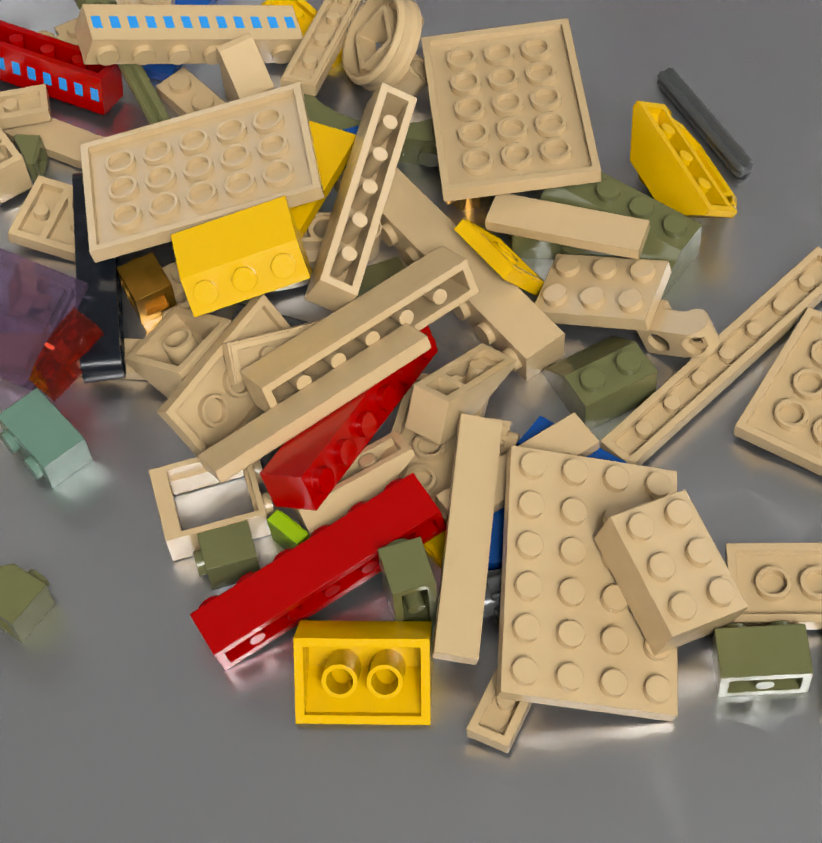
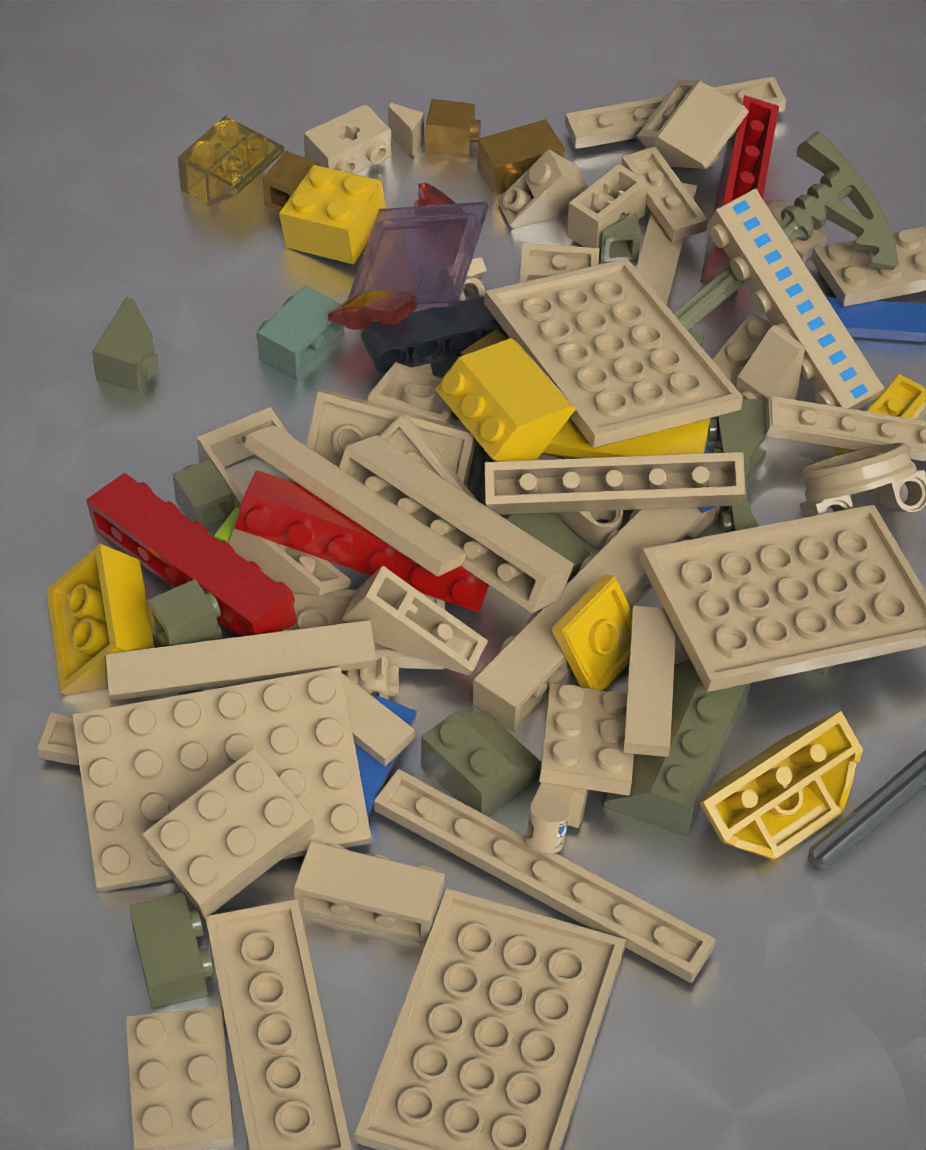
camera: 70 degrees right, 5 degrees down
(731, 478) = (369, 891): none -> tan brick

